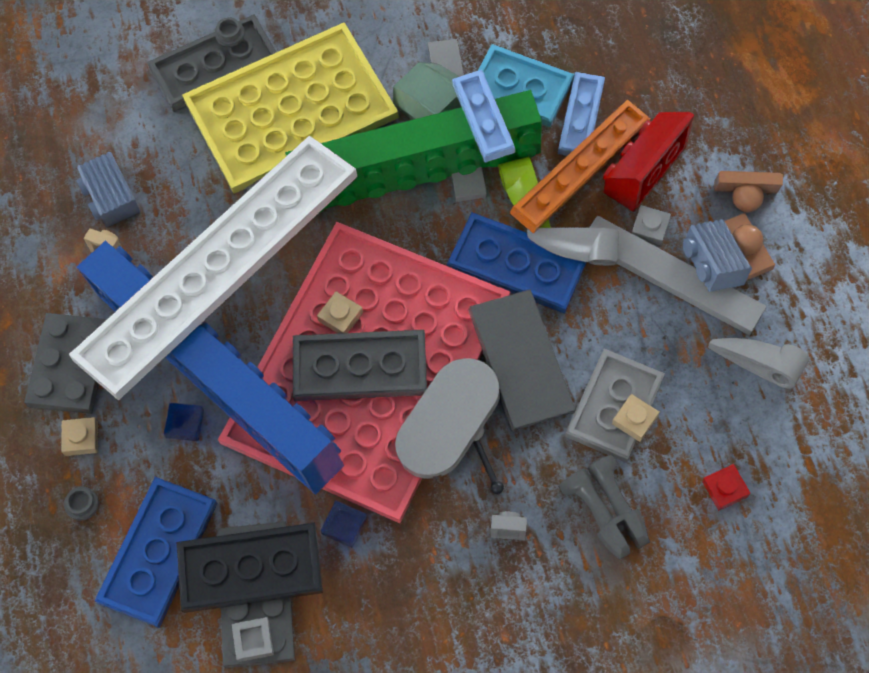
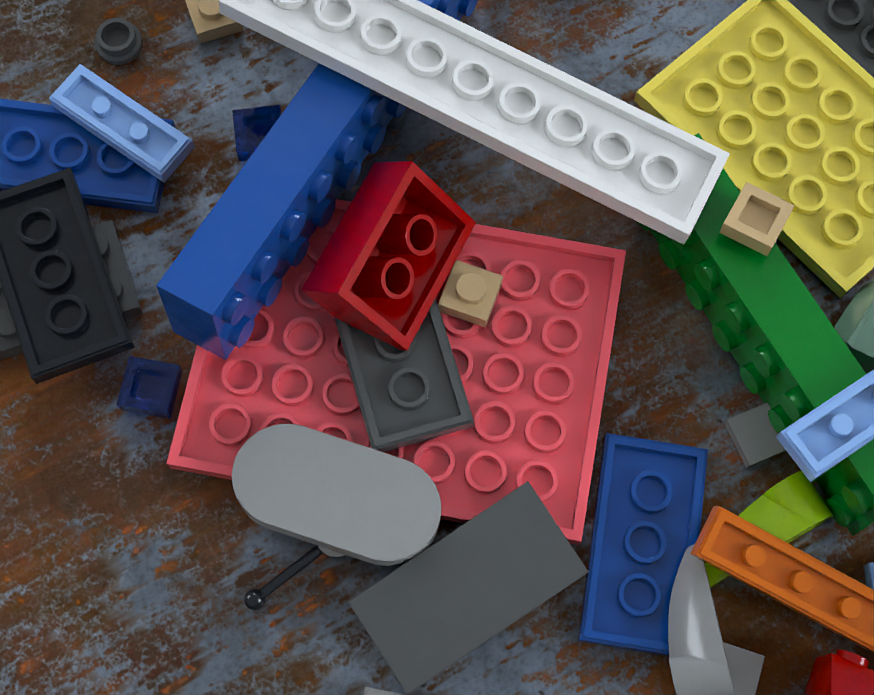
camera: 70 degrees right, 5 degrees up
(148, 507) = (122, 123): none -> light blue tile
(305, 348) = (390, 253): none -> red slope
(354, 133) = (756, 219): none -> tan plate
(508, 526) = (189, 630): light grey plate -> none

